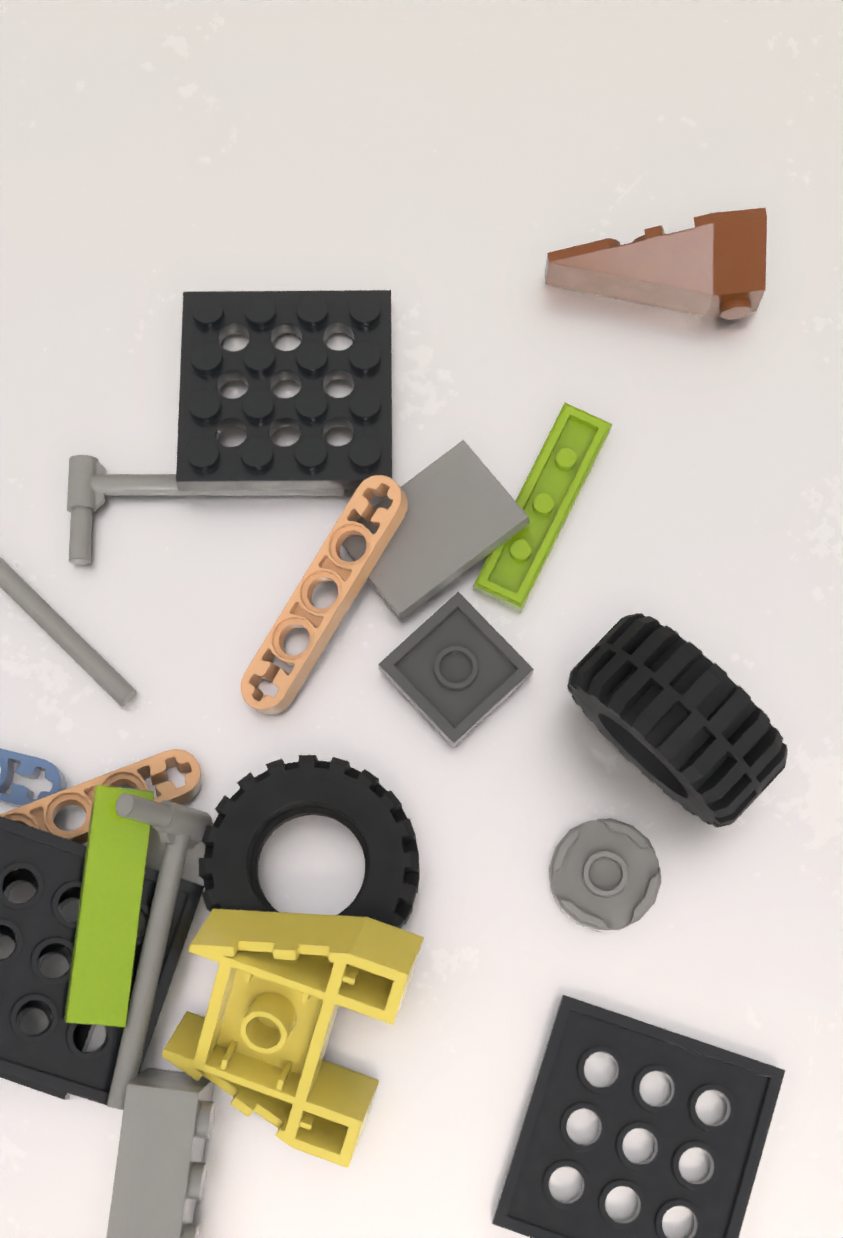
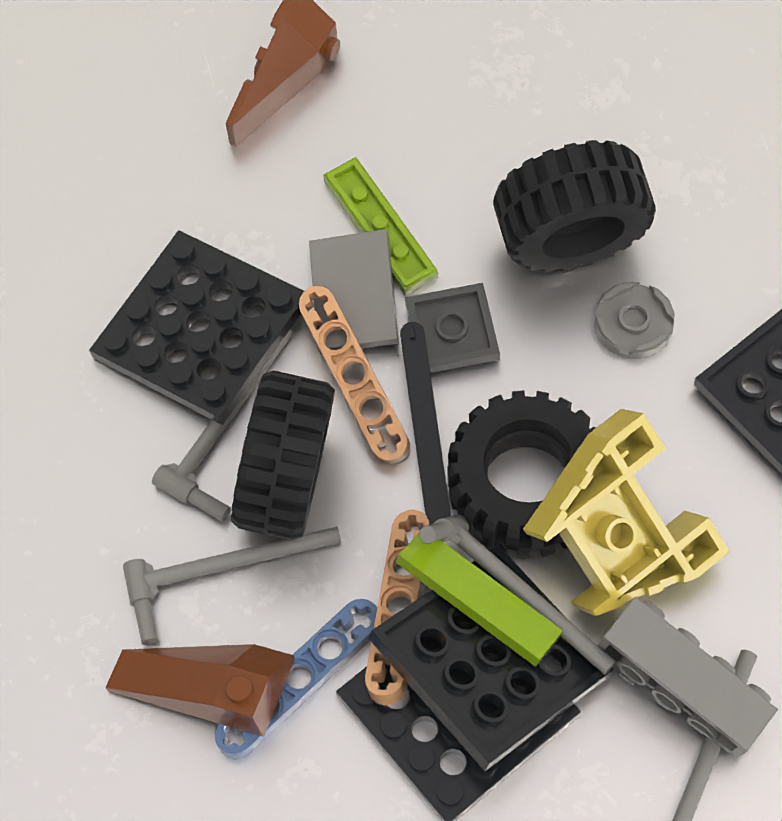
camera: 55 degrees left, 10 degrees down
(143, 578) = (282, 455): none -> black tyre
(317, 707) = (425, 422): none -> black piece

